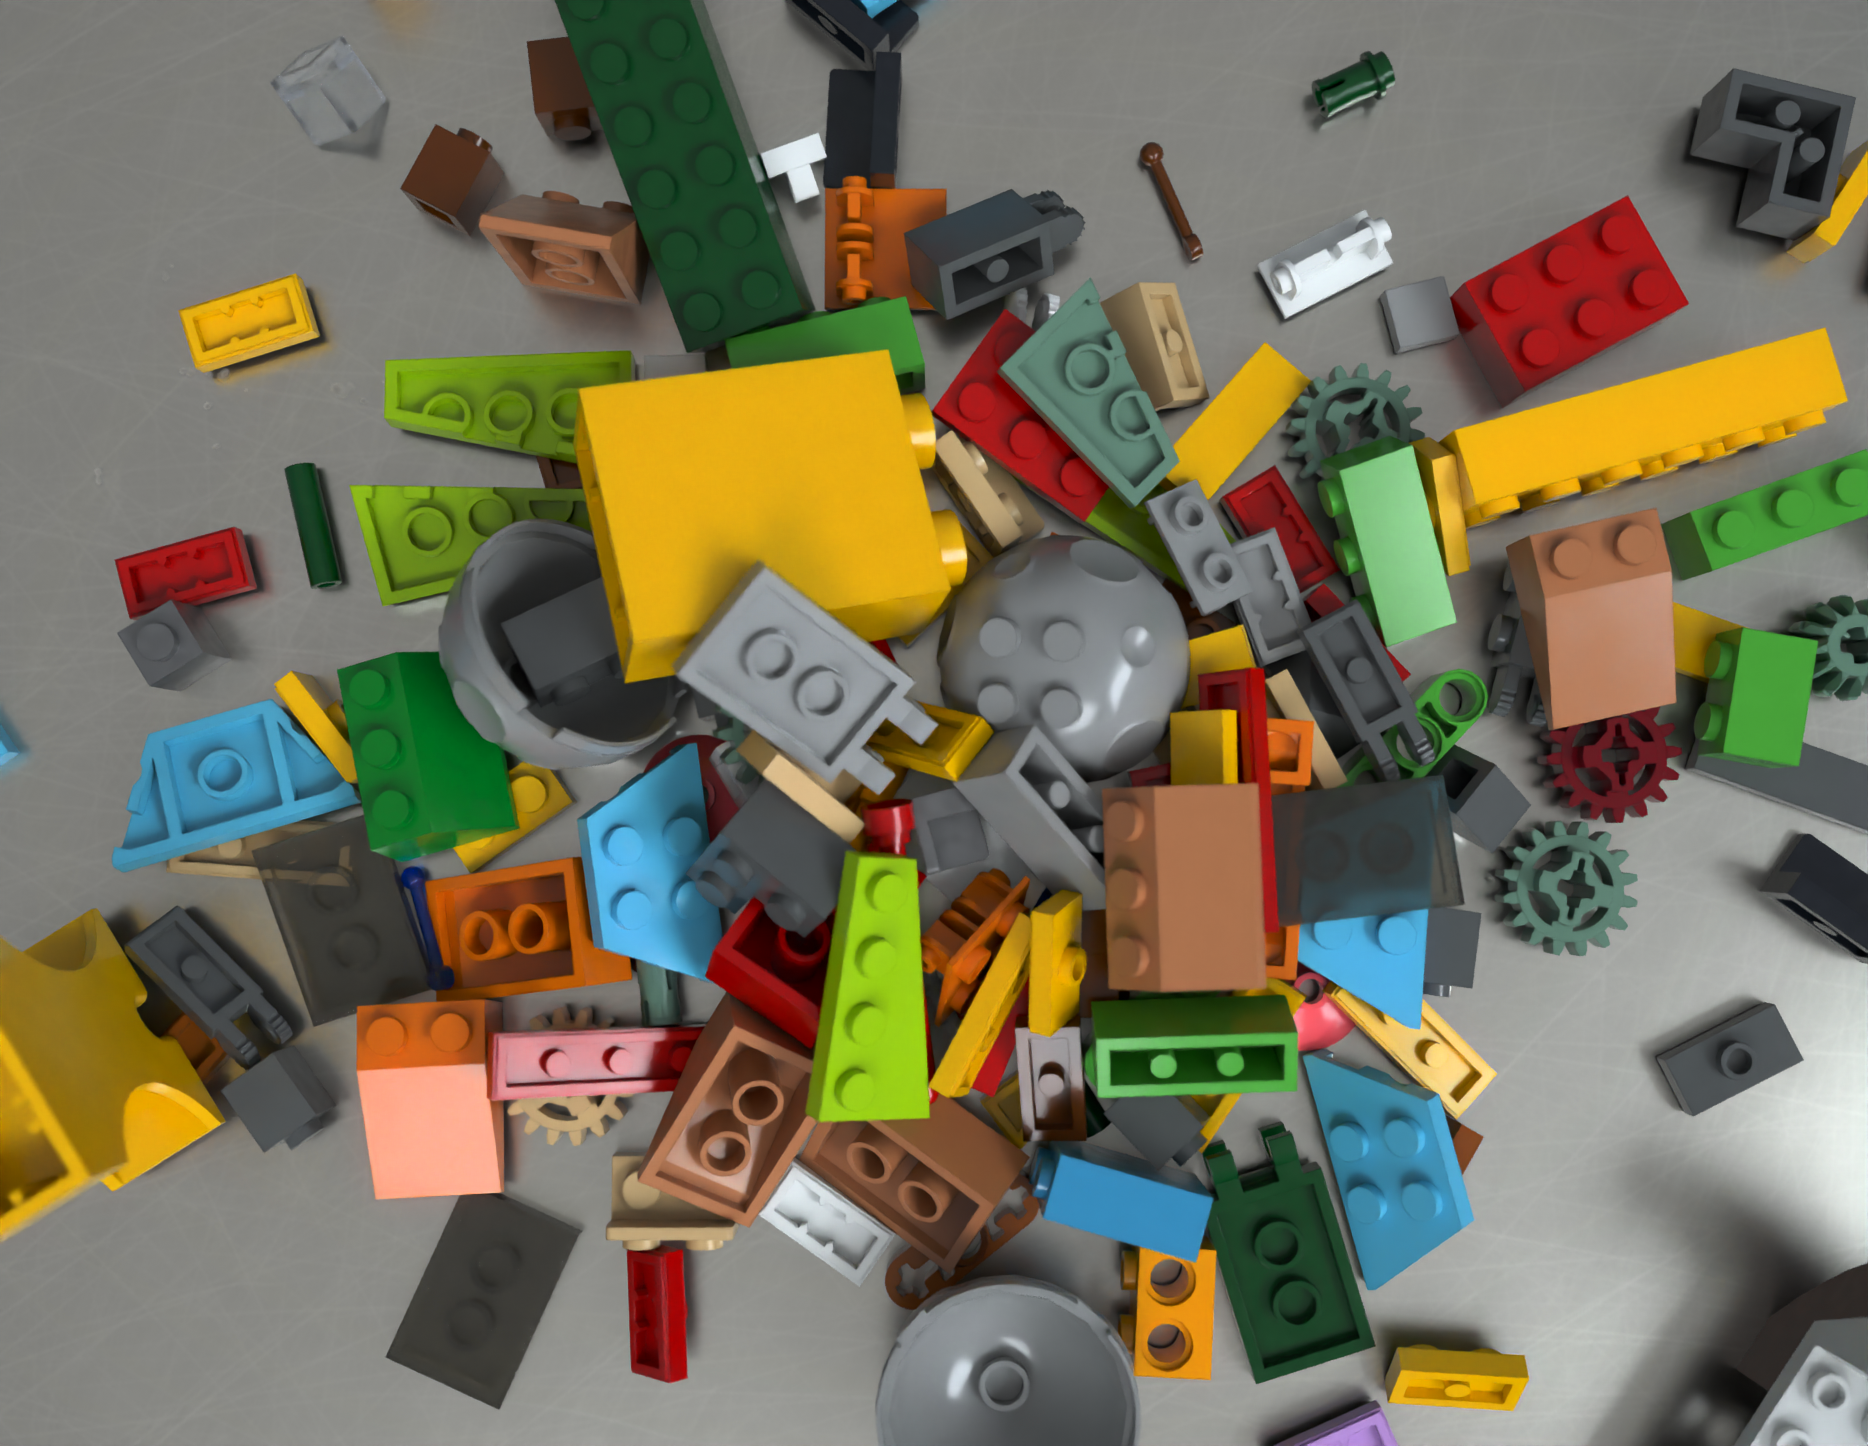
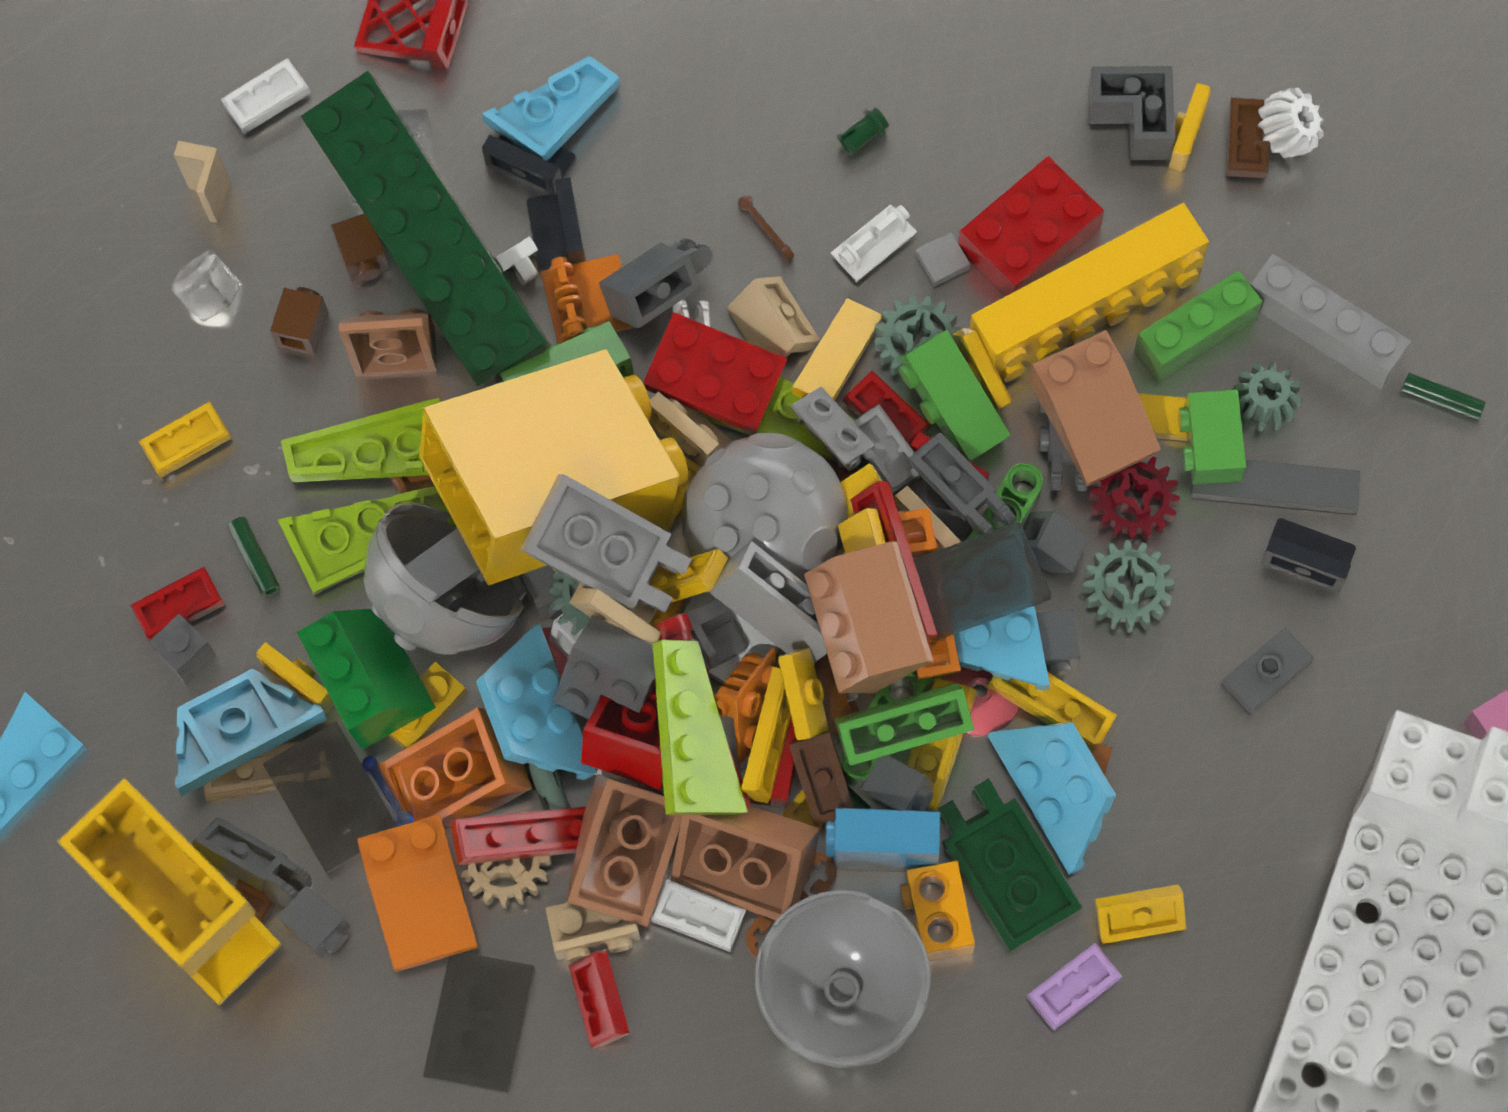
camera: 10 degrees left, 15 degrees down
(1088, 394) = (740, 350): sand green wing -> none

